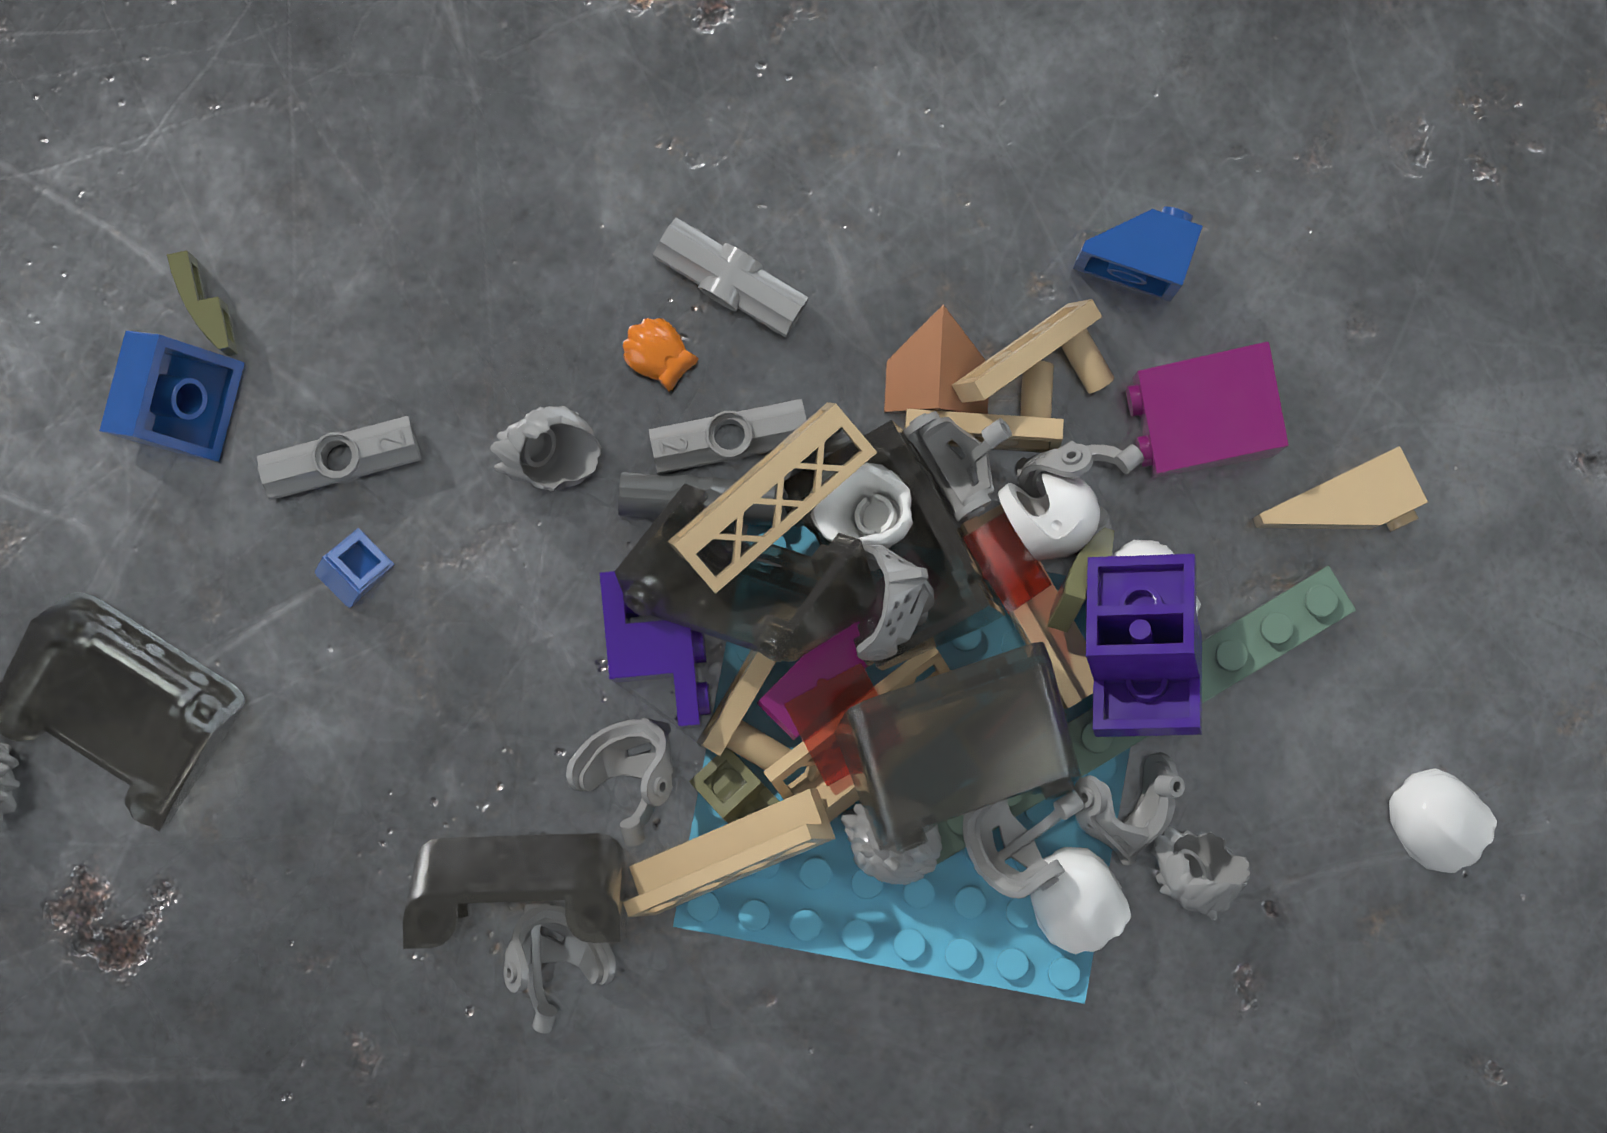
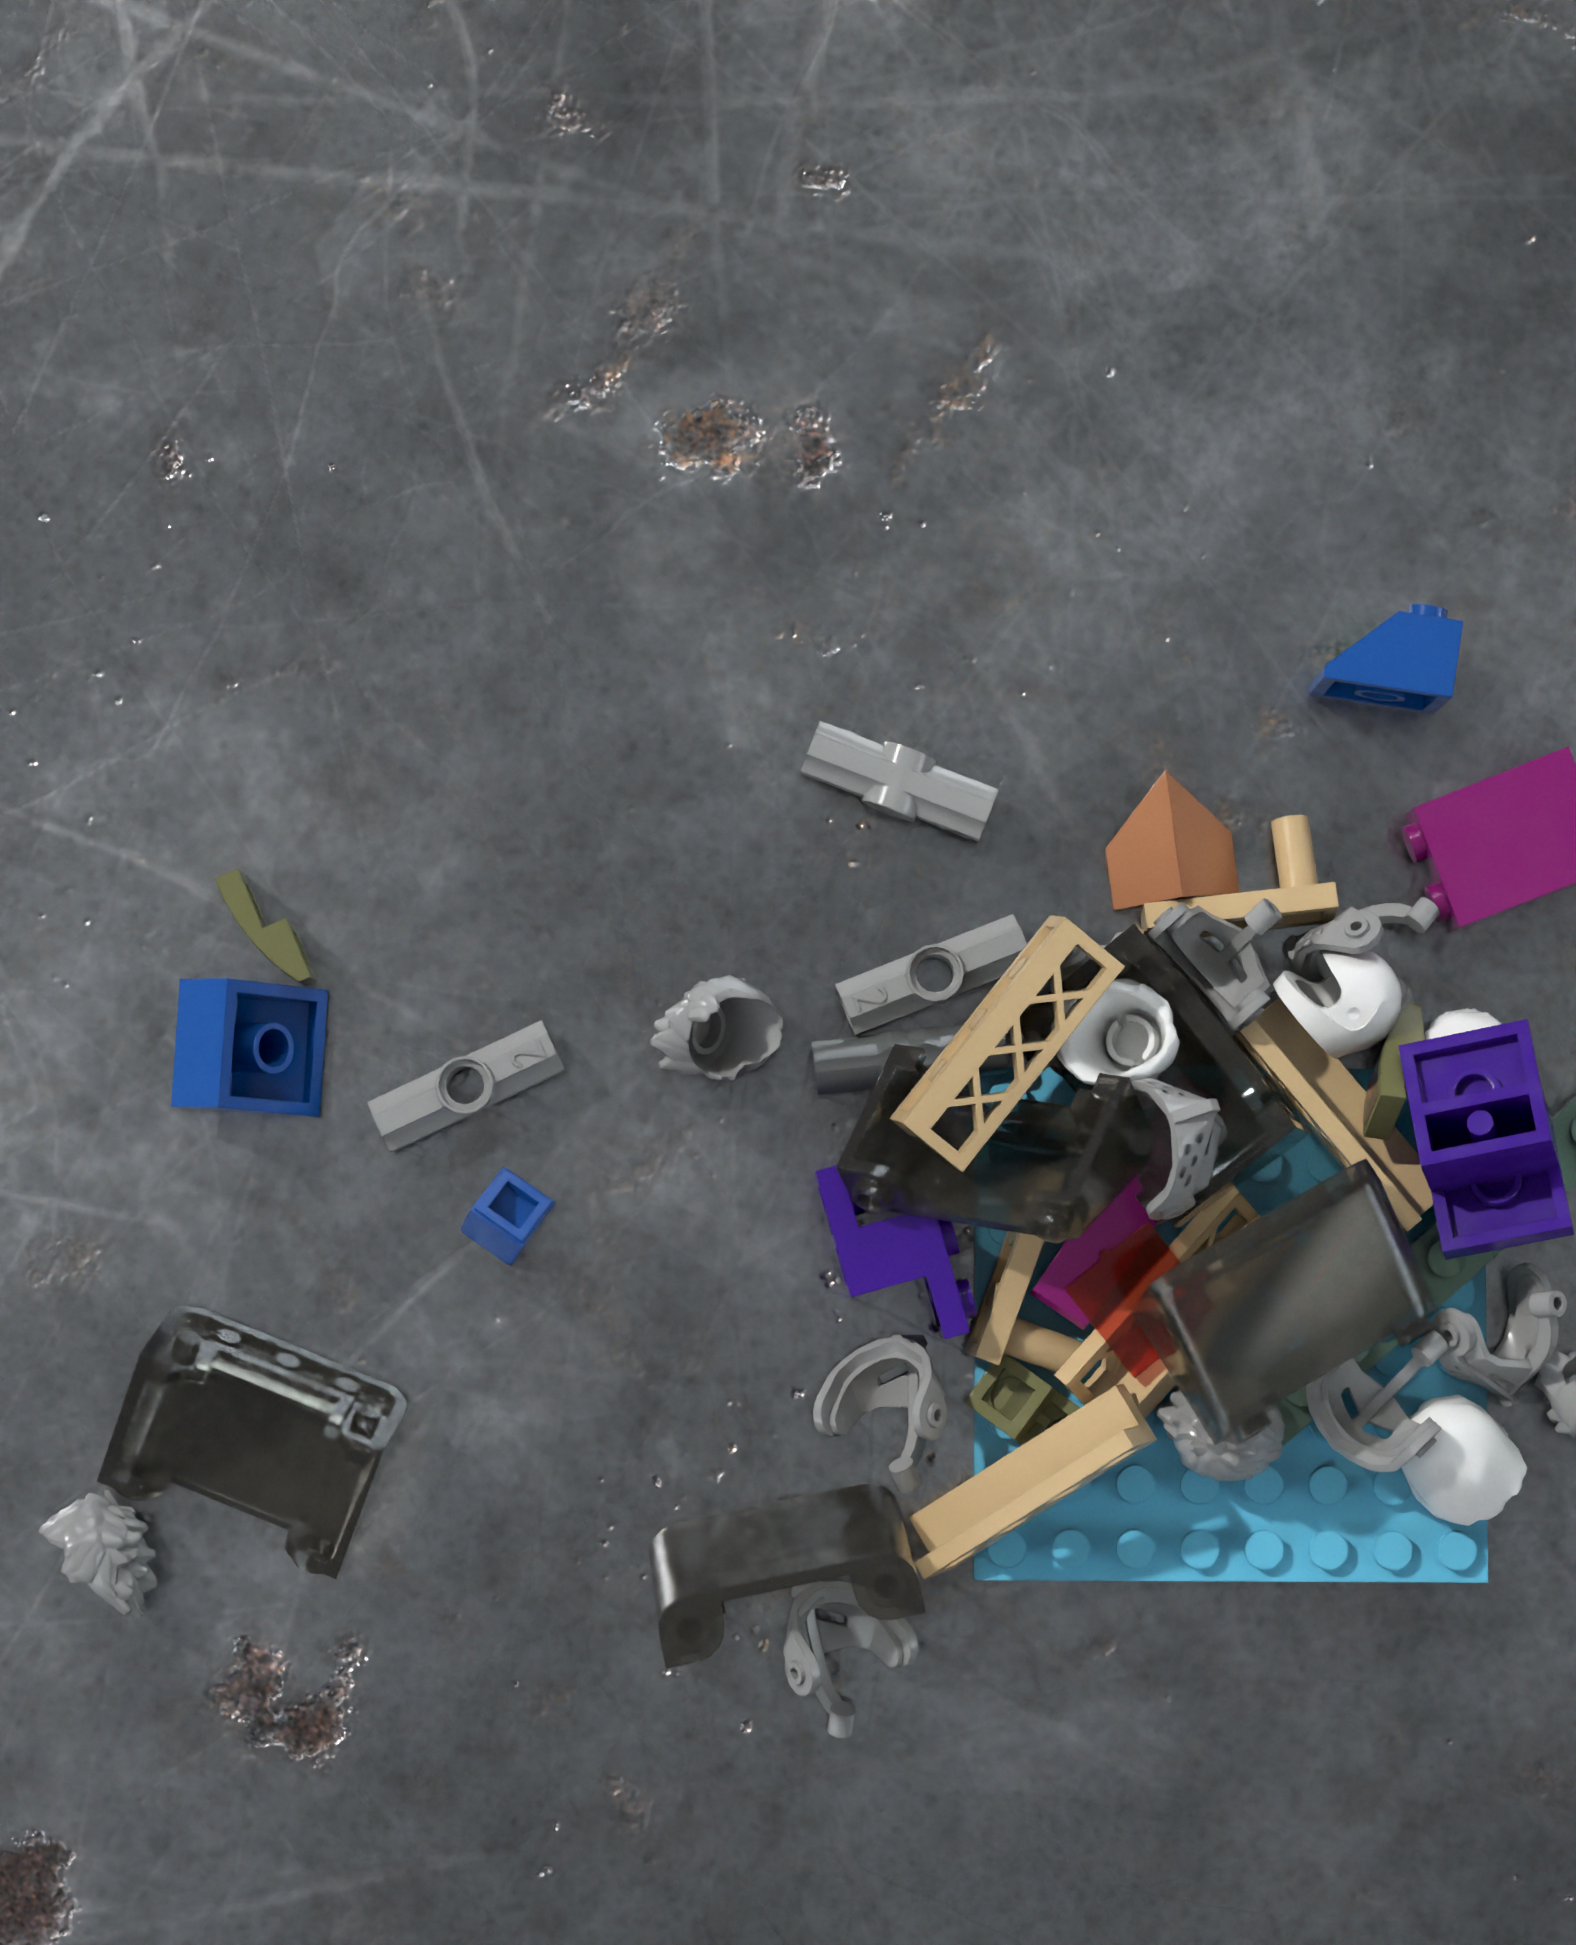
camera: 10 degrees left, 0 degrees up
(657, 352) = (827, 887): orange animal -> none
(1006, 562) = (1302, 1069): clear red piece -> none
(1064, 329) = (1310, 773): tan piece -> none

